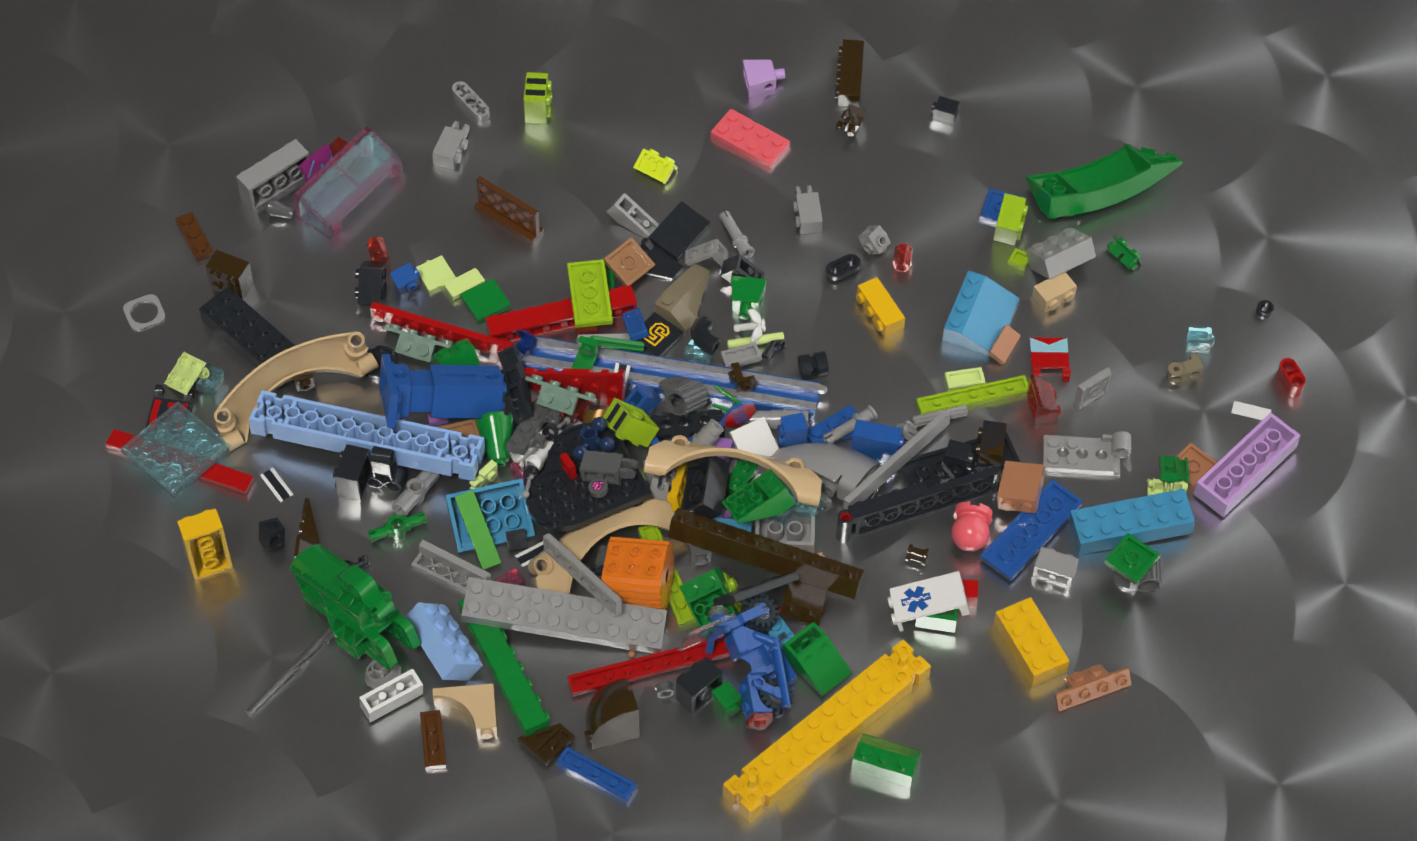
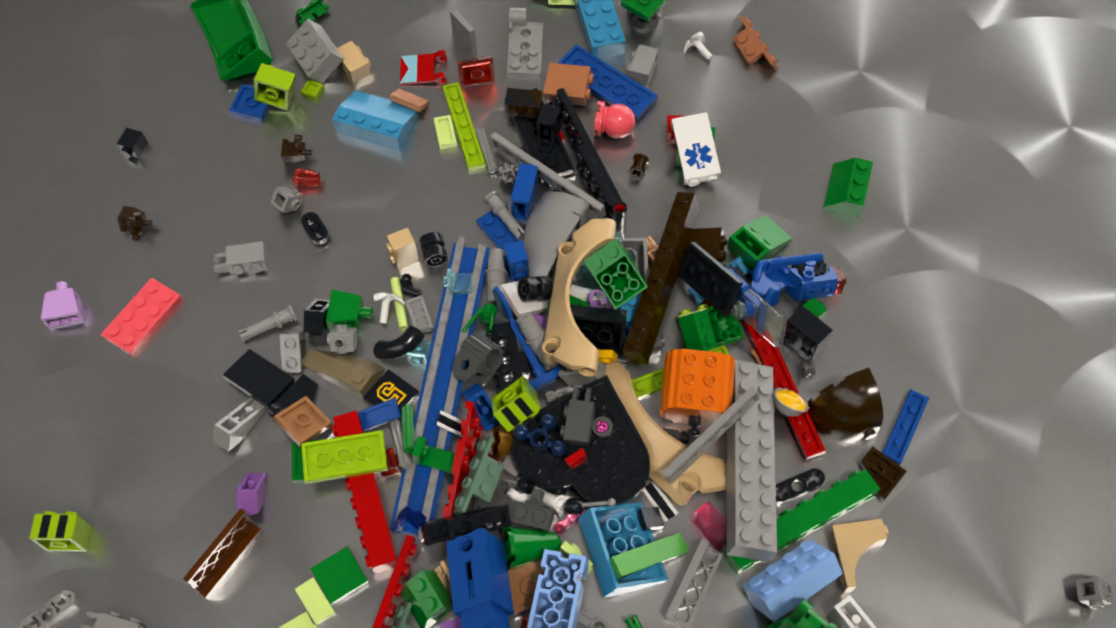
camera: 90 degrees left, 5 degrees up
(432, 739) = (894, 588): reddish brown tile -> none
(541, 659) = (813, 485): none -> black beam
(565, 231) = (251, 493): none -> medium lavender slope
(621, 657) = (789, 402): none -> piece
(655, 166) = (170, 405): neon yellow bracket -> none
(714, 292) = (342, 339): none -> light grey brick
(741, 383) = (456, 308): dark brown bracket -> none
(761, 437) = (535, 288): none -> black wheel
(767, 379) = (458, 283): none -> clear light blue bracket
(811, 335) = (402, 248): none -> tan brick
(826, 730) = (832, 233): yellow brick -> none
(851, 72) = (71, 224): dark brown brick -> none
(880, 307) = (364, 195): yellow brick -> none
(934, 243) = (295, 151): none -> dark brown piece
(1031, 642) = (720, 82): yellow brick -> none
(1091, 621) = (695, 40): none -> white plant

